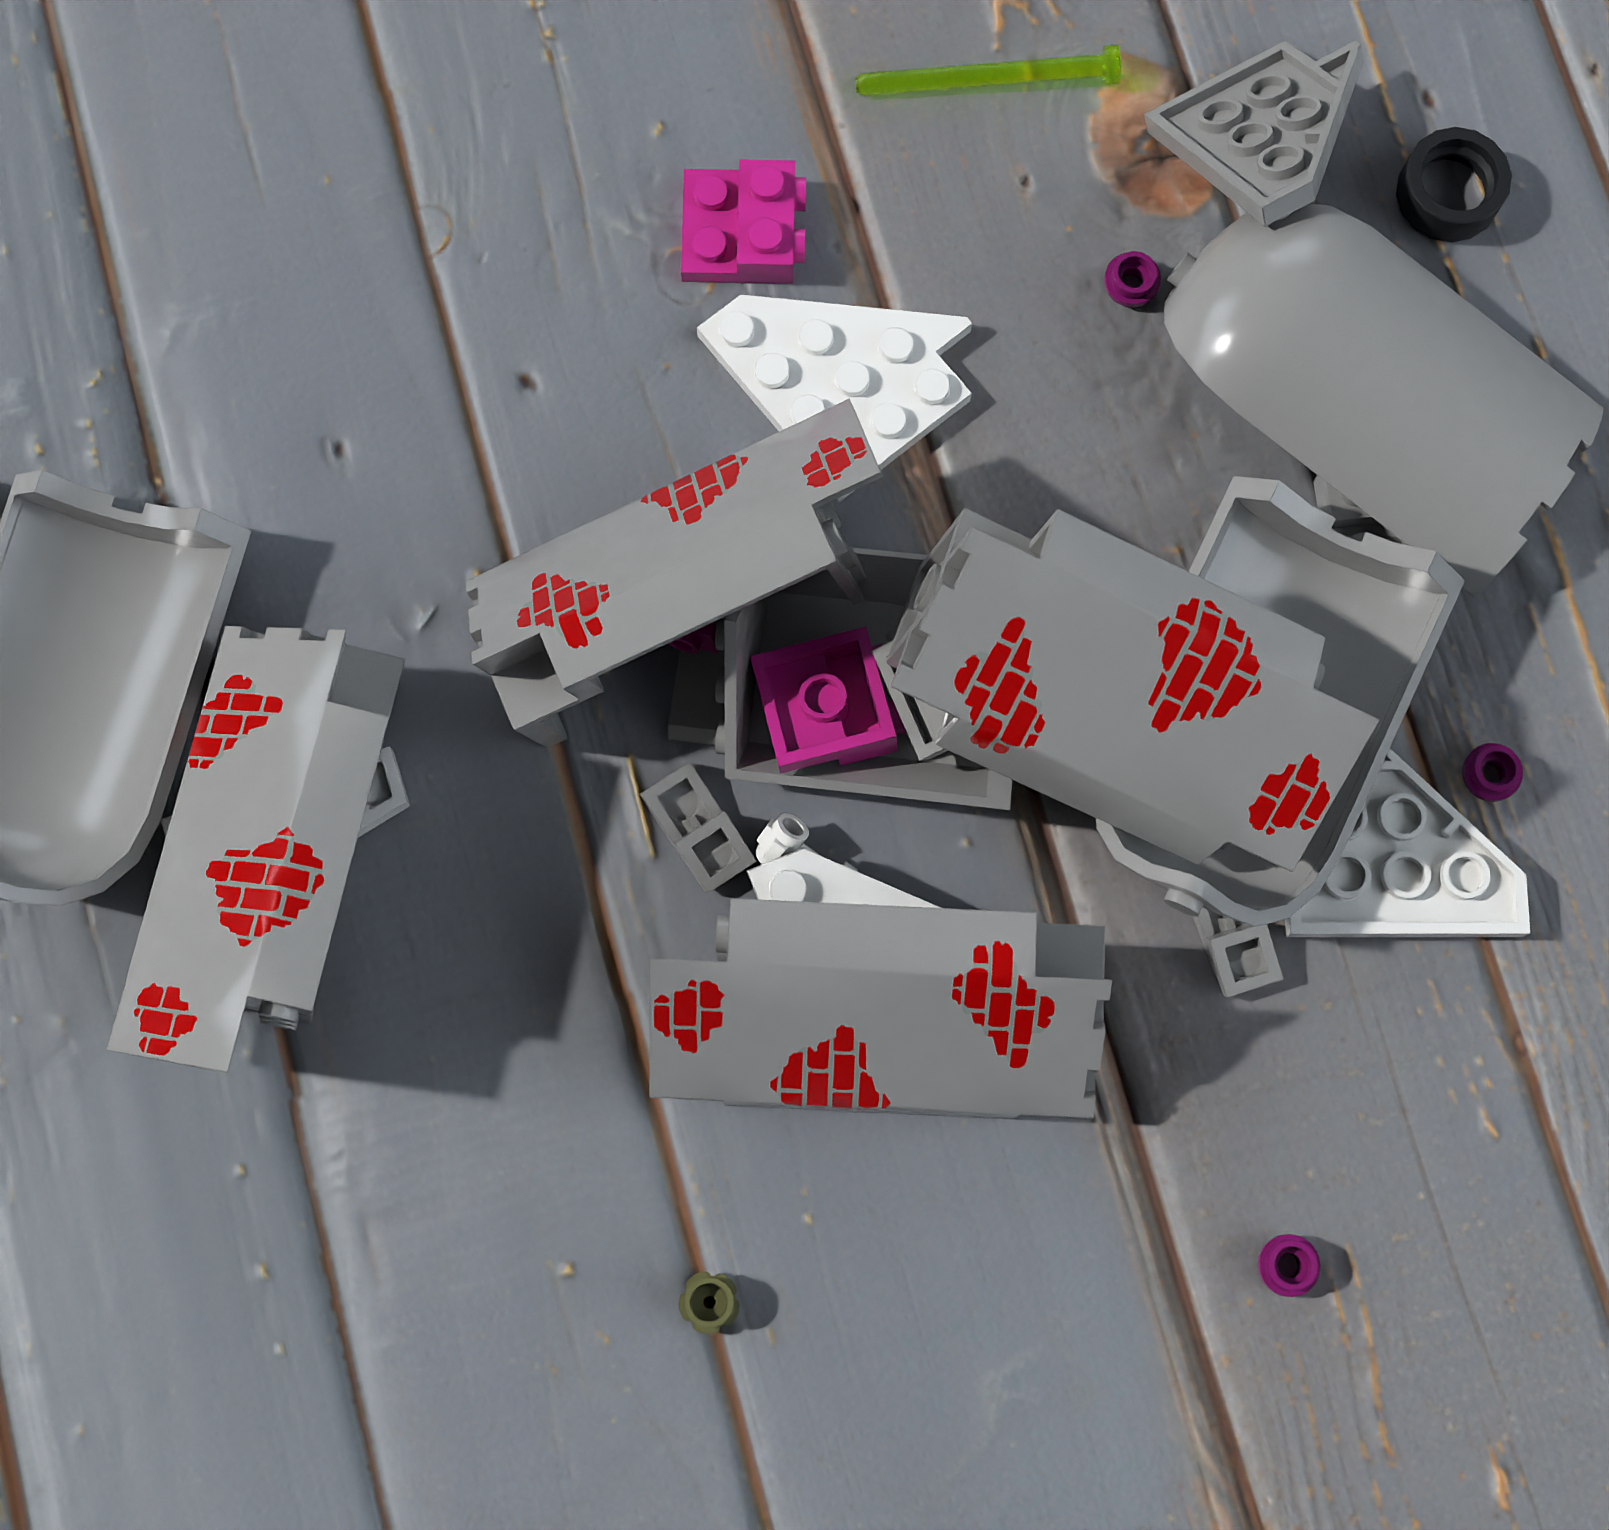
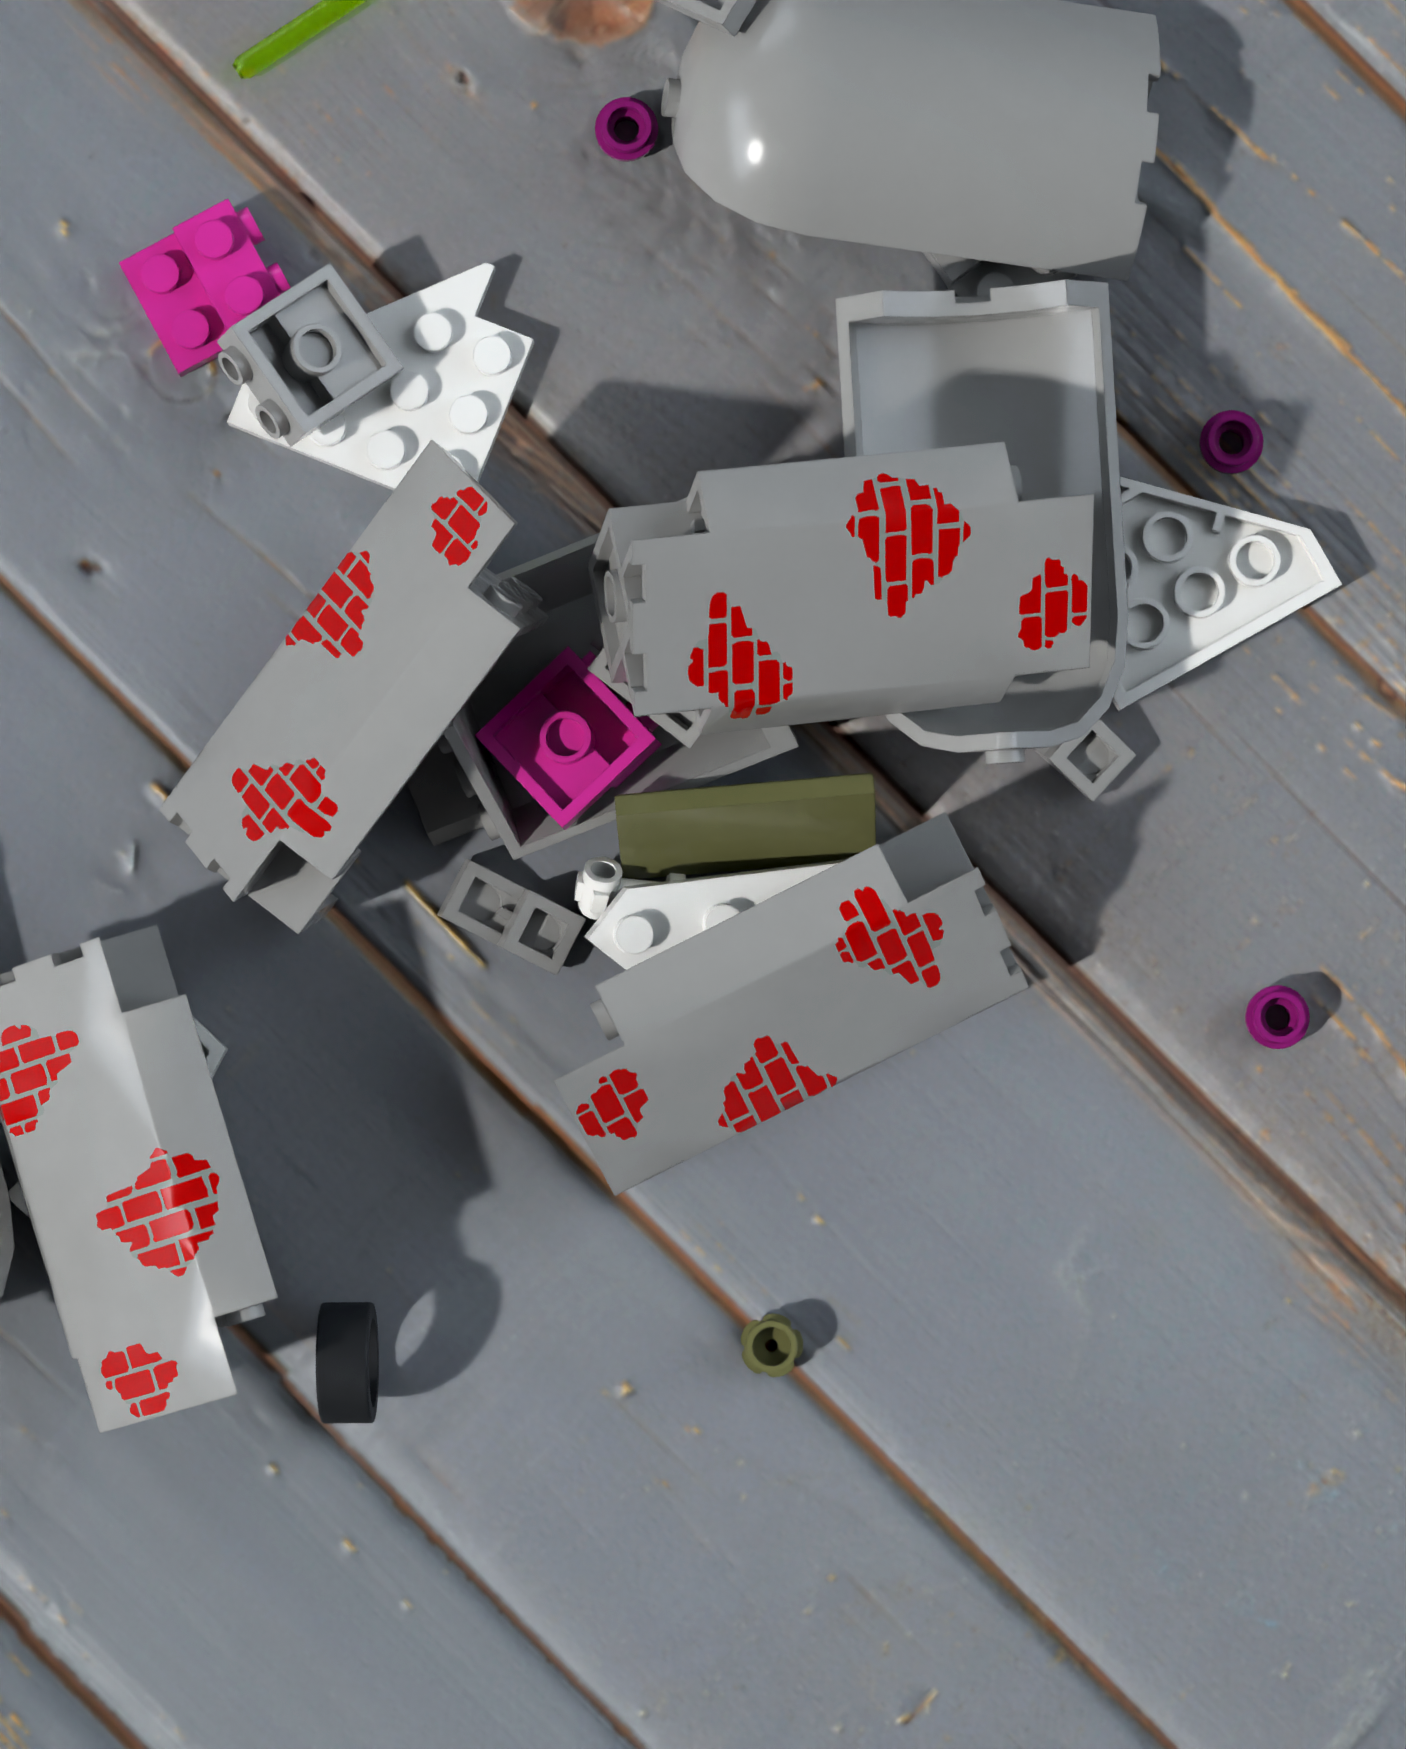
camera: 30 degrees left, 10 degrees up
(347, 1111) = (347, 1362): none -> black tyre
(787, 300) = (307, 356): none -> light grey plate
(925, 848) = (745, 825): none -> olive tile

